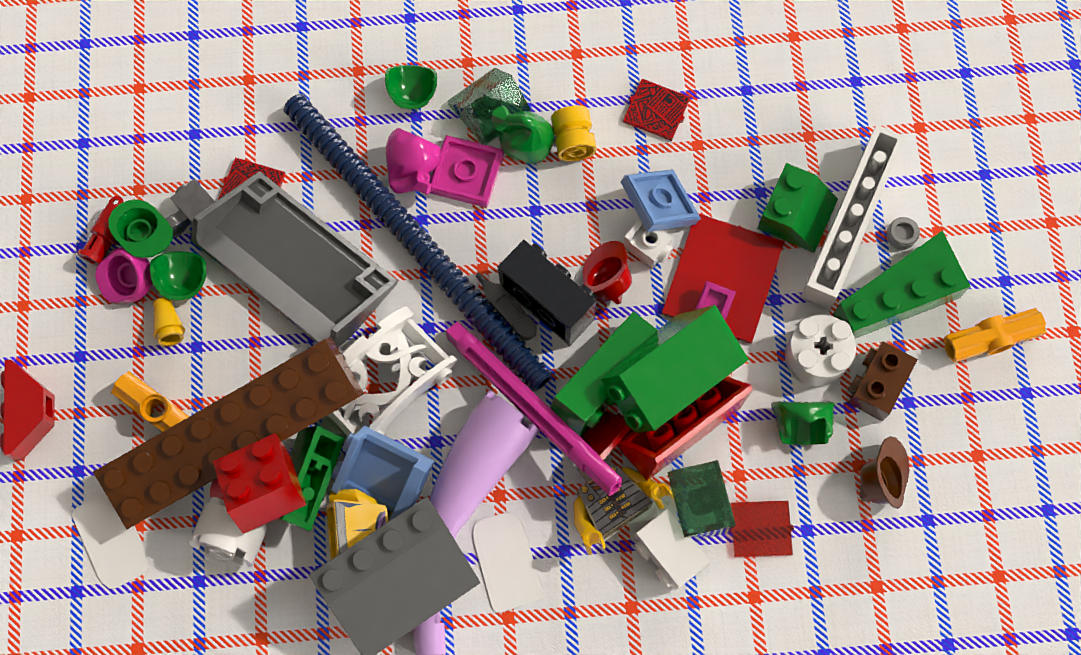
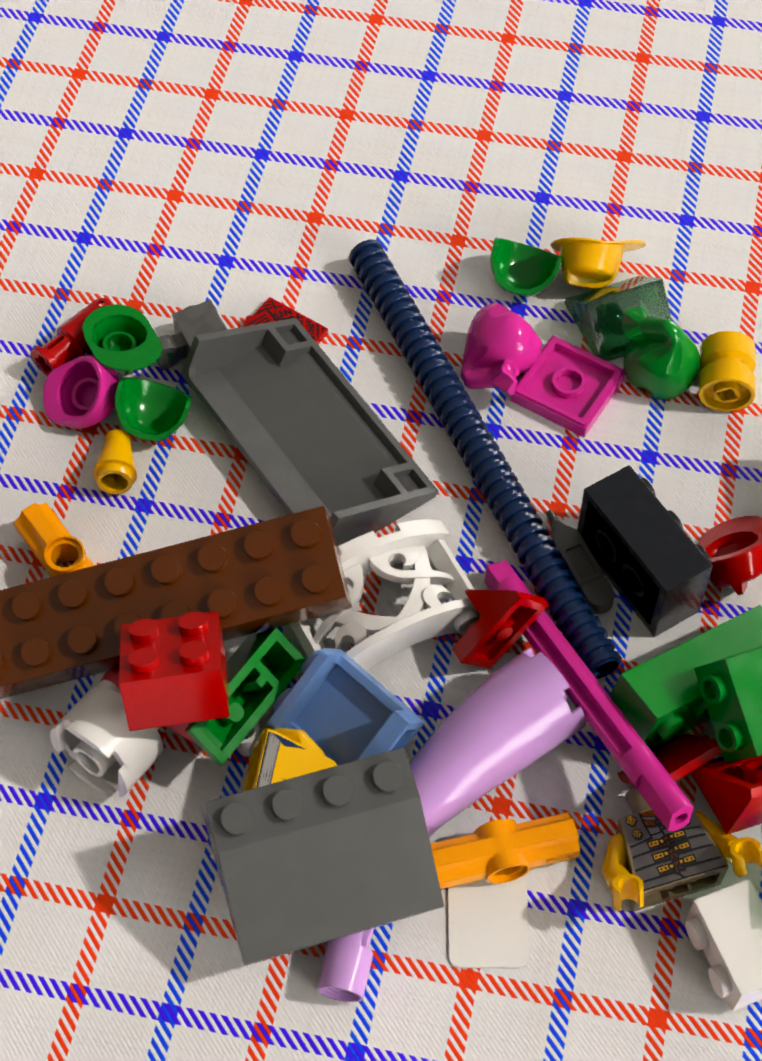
camera: 15 degrees right, 15 degrees down
(460, 71) = (592, 261): none -> yellow piece
(465, 372) = (502, 621): none -> red slope
(507, 530) = (505, 850): none -> light orange piece

